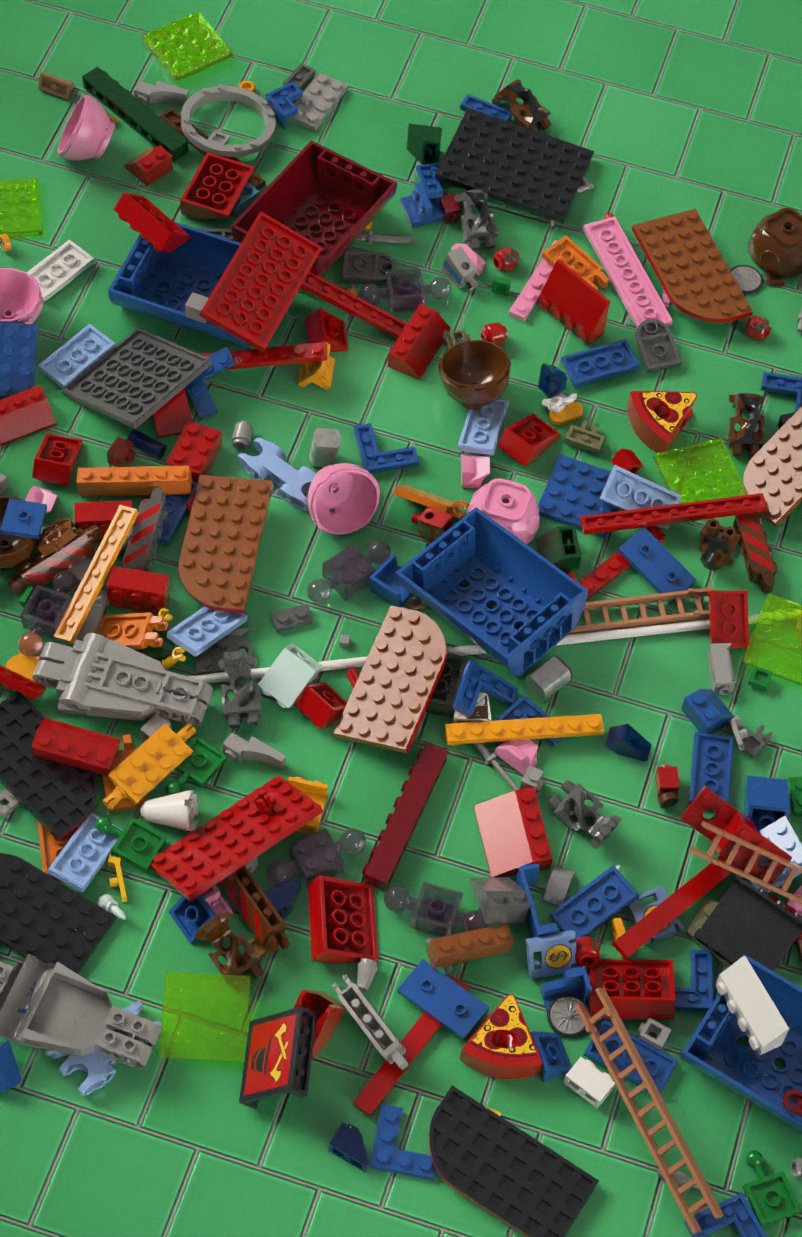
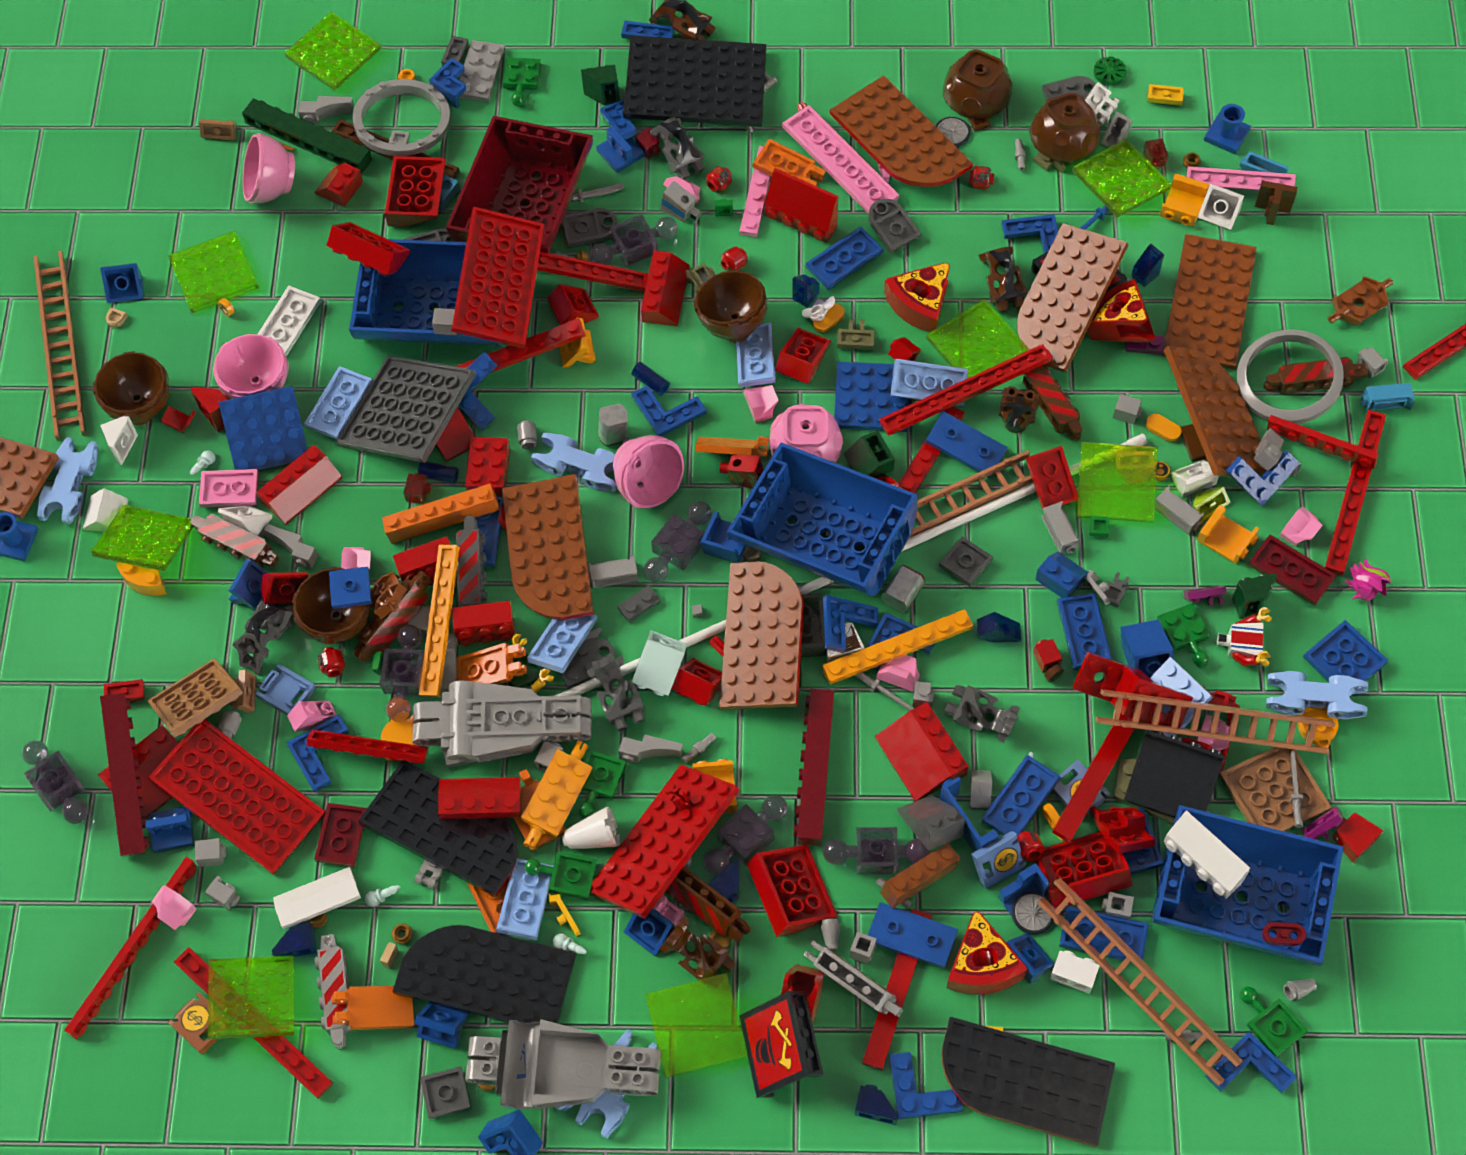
camera: 10 degrees left, 5 degrees up
(56, 459) = (356, 513): red slope -> none
(277, 582) = (613, 572): none -> light grey window
(301, 765) = (699, 748): none -> light grey bar
(353, 115) = (521, 74): none -> green plate
(376, 418) = (650, 378): none -> clear blue piece
(391, 996) = (863, 948): none -> light grey brick
(618, 672) = (965, 561): none -> dark grey plate
(684, 962) = (1123, 828): none -> red slope

